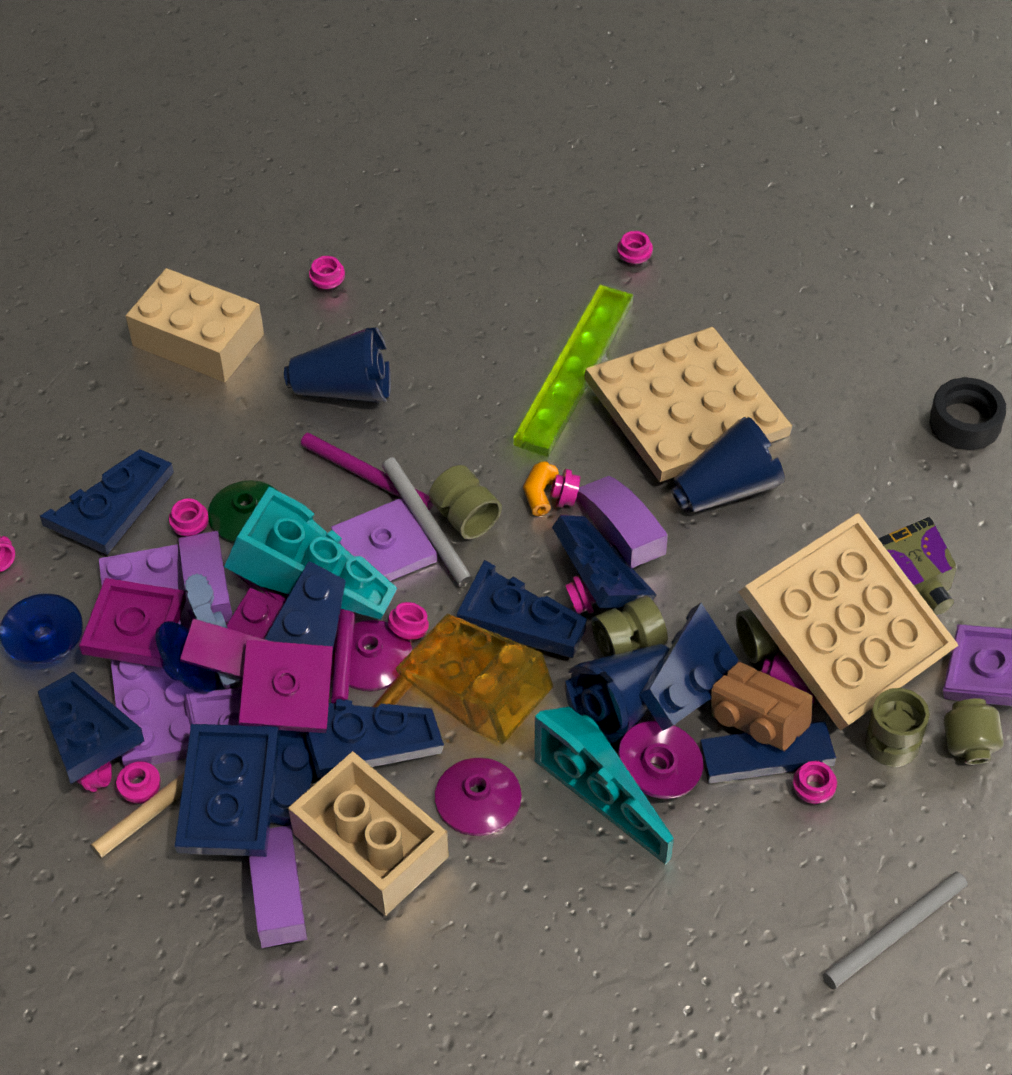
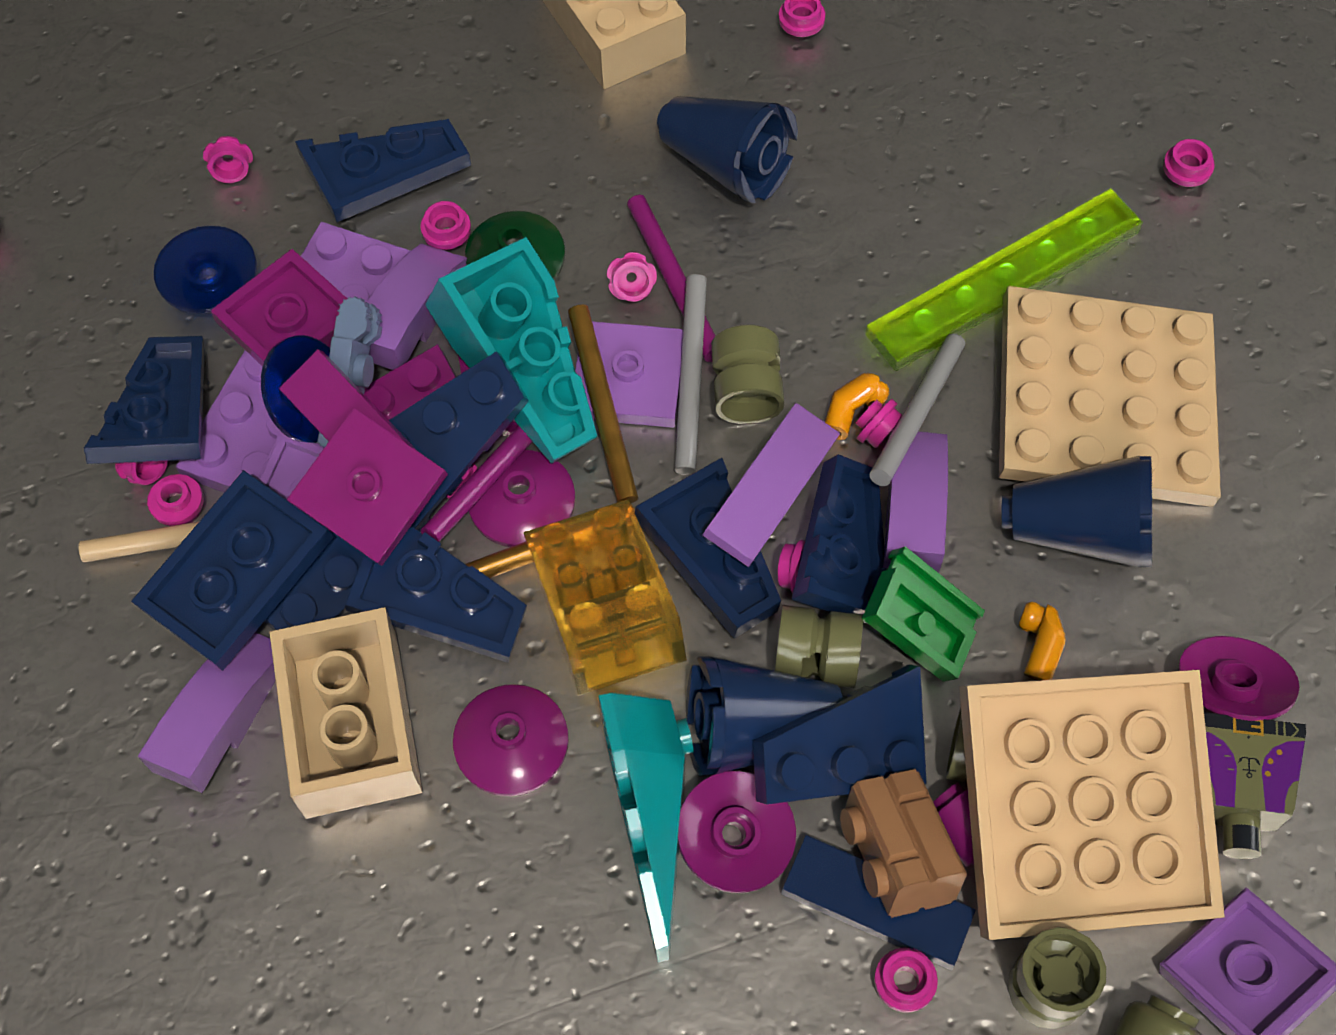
camera: 35 degrees right, 10 degrees up
(351, 486) = (636, 289): none -> dark pink plate
(386, 567) = (602, 404): none -> pearl gold bar
(408, 621) = (588, 473): dark pink plate -> none
(531, 554) = (771, 484): none -> medium lavender slope
(585, 467) = (917, 410): none -> light grey bar
(677, 577) = (923, 614): none -> green plate
(751, 552) = (1048, 640): none -> light orange arm
(881, 511) = (1242, 678): none -> magenta dish

